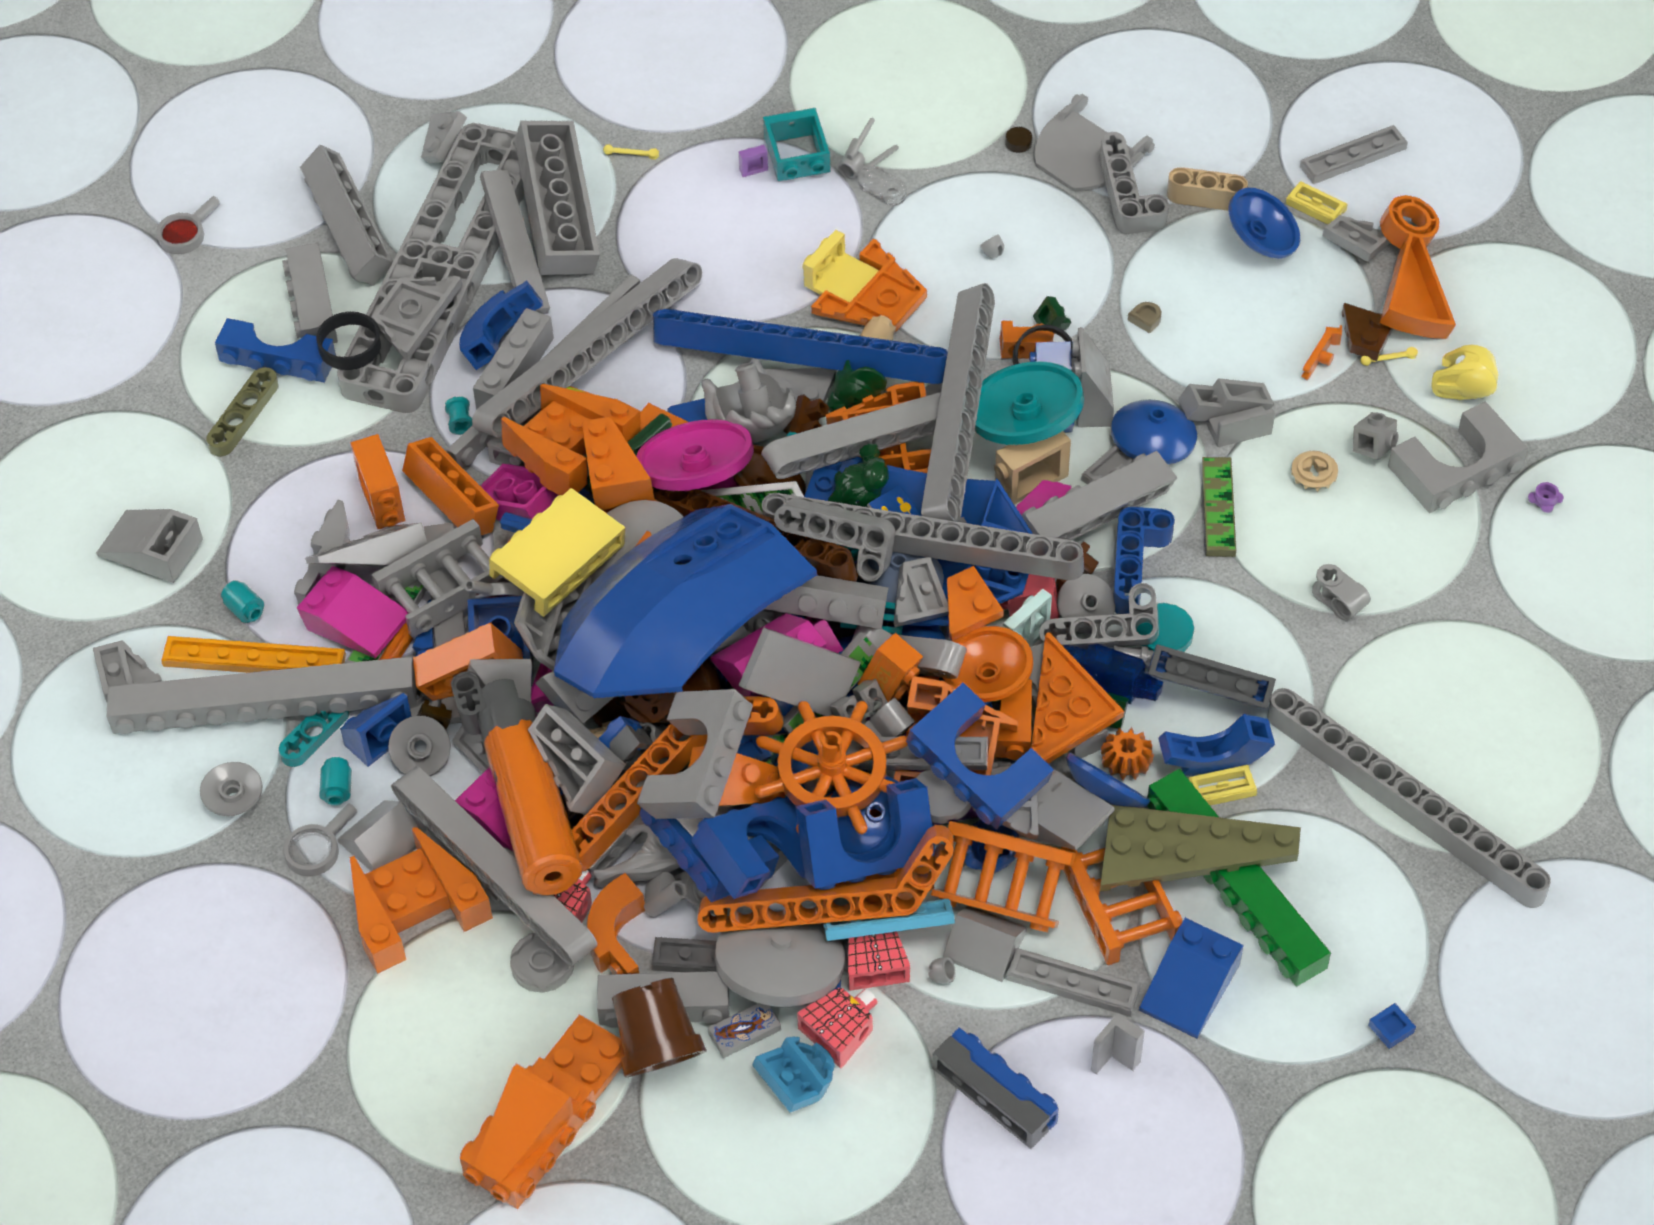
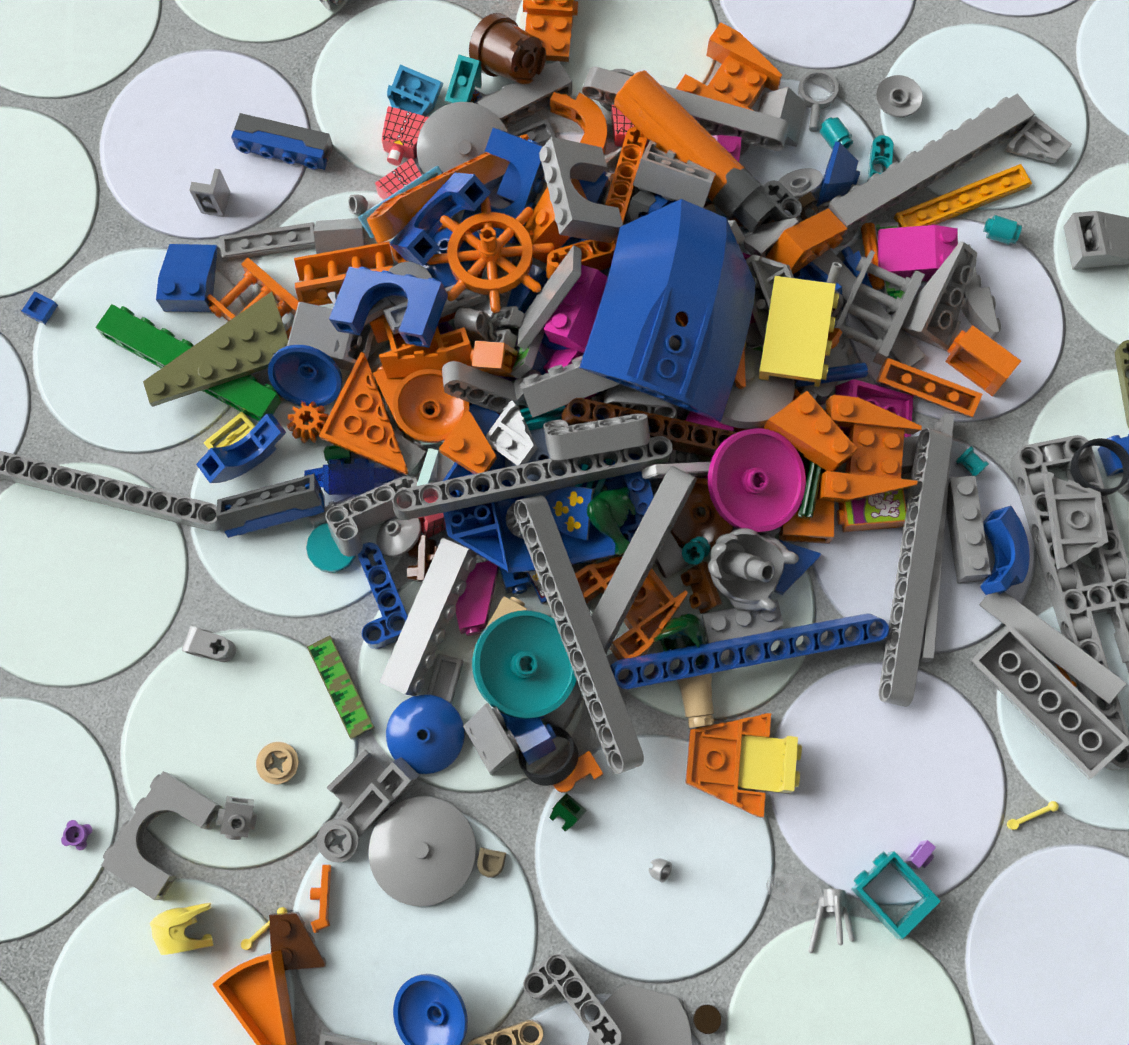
camera: 150 degrees right, 20 degrees up
(731, 1035) = (464, 80): none -> teal slope
(1205, 344) = (422, 851): none -> light grey dish
(1292, 381) = (327, 835): none -> light grey gear

